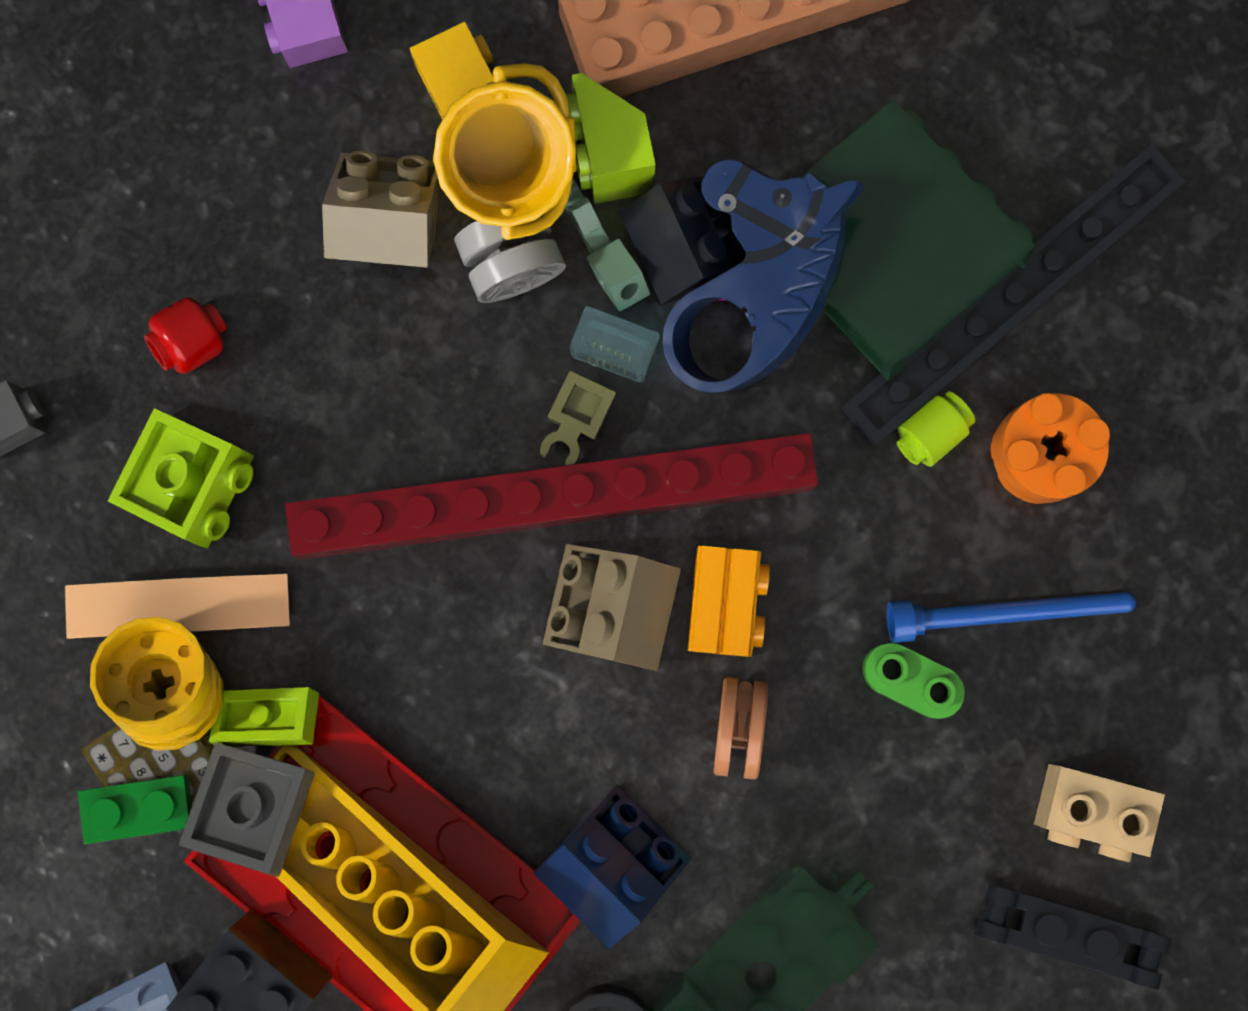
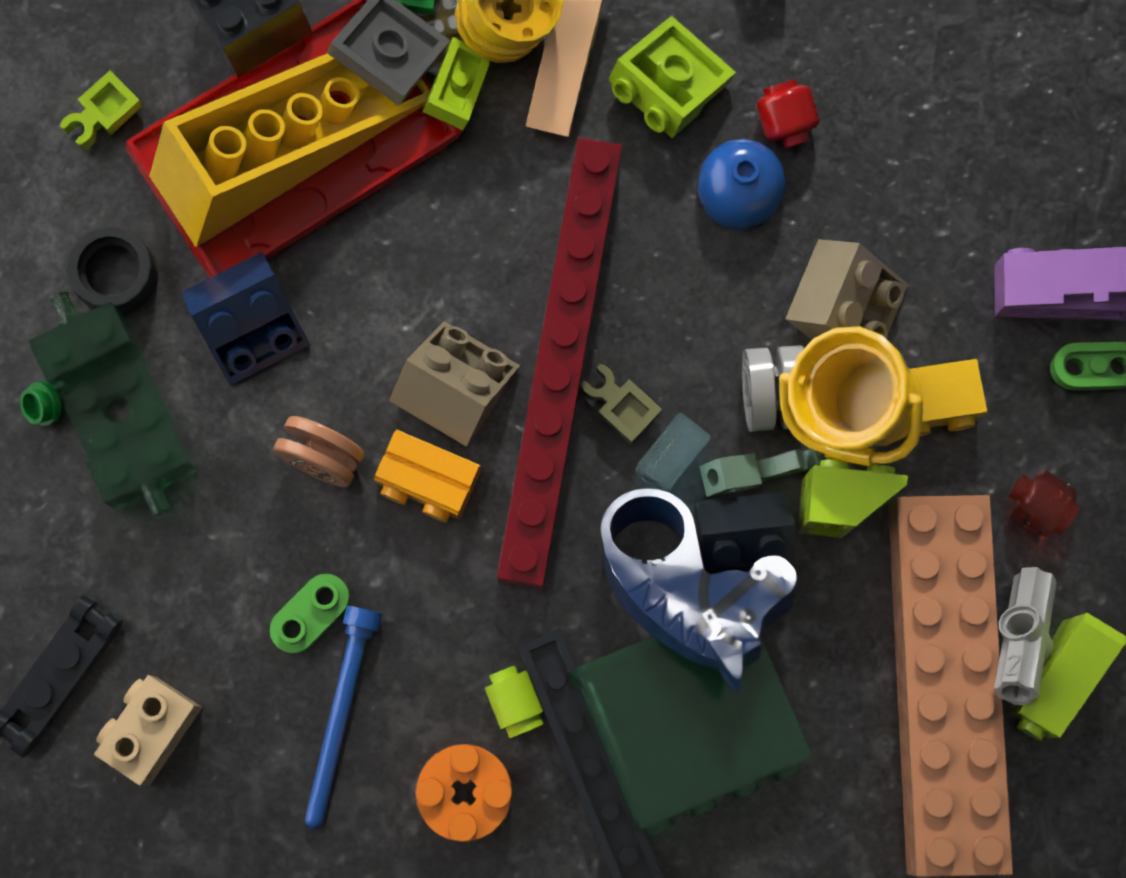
camera: 110 degrees right, 5 degrees down
(283, 364) = (741, 184): none -> blue cylinder

